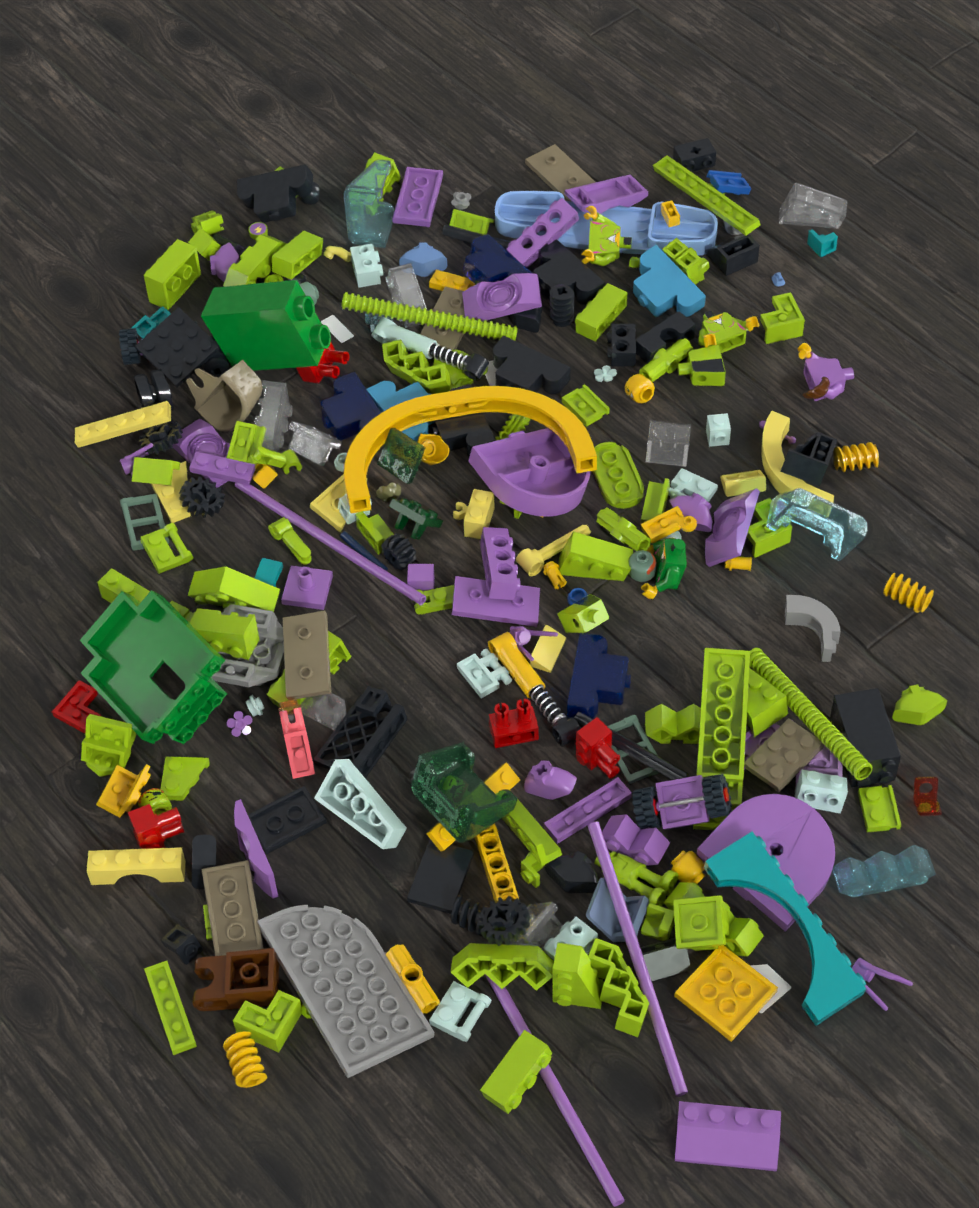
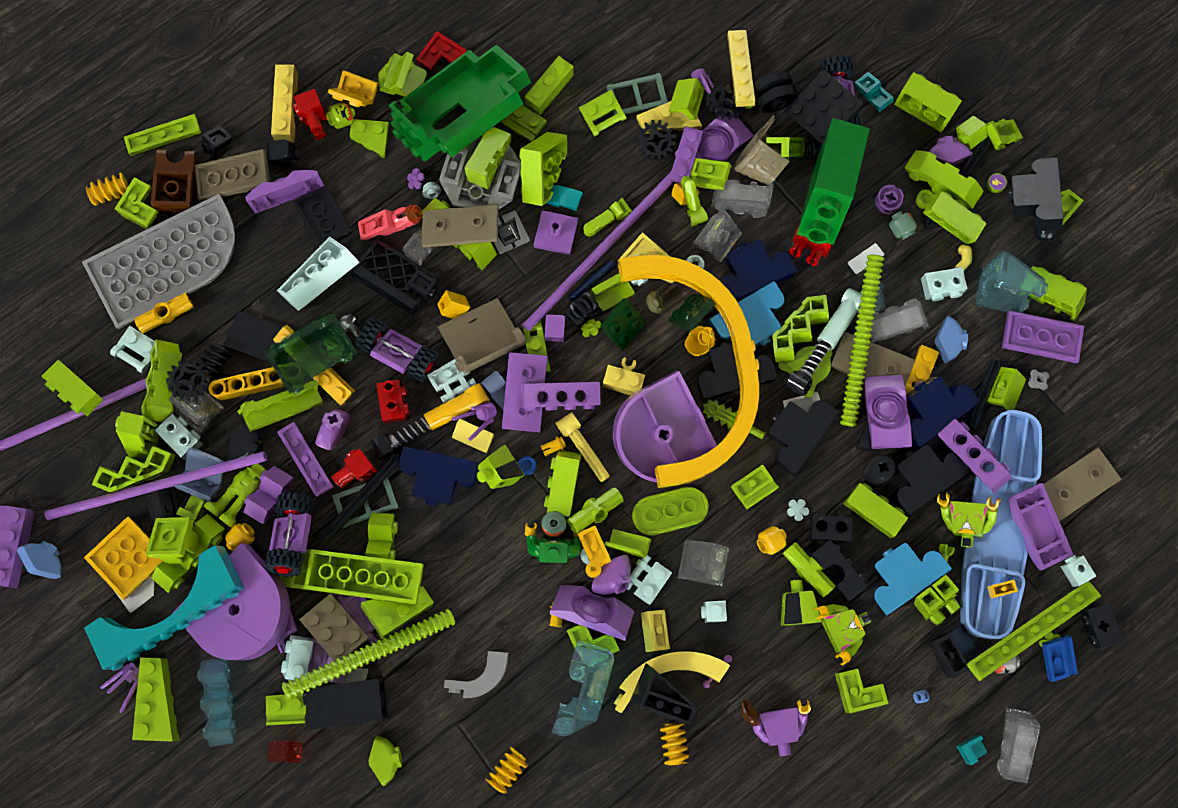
camera: 90 degrees right, 25 degrees up
(224, 361) = (790, 145): none -> lime fence
(396, 675) = (453, 305): none -> yellow panel
(420, 547) = (591, 328): none -> lime plant
(435, 642) = (481, 336): none -> dark tan door
(455, 717) = (396, 350): none -> plate
(490, 629) = (495, 387): none -> sand blue panel
(645, 171) = (1077, 570): none -> light aqua brick
(740, 1083) = (41, 559): none -> medium blue piece
(897, 938) = (154, 703): none -> lime wedge

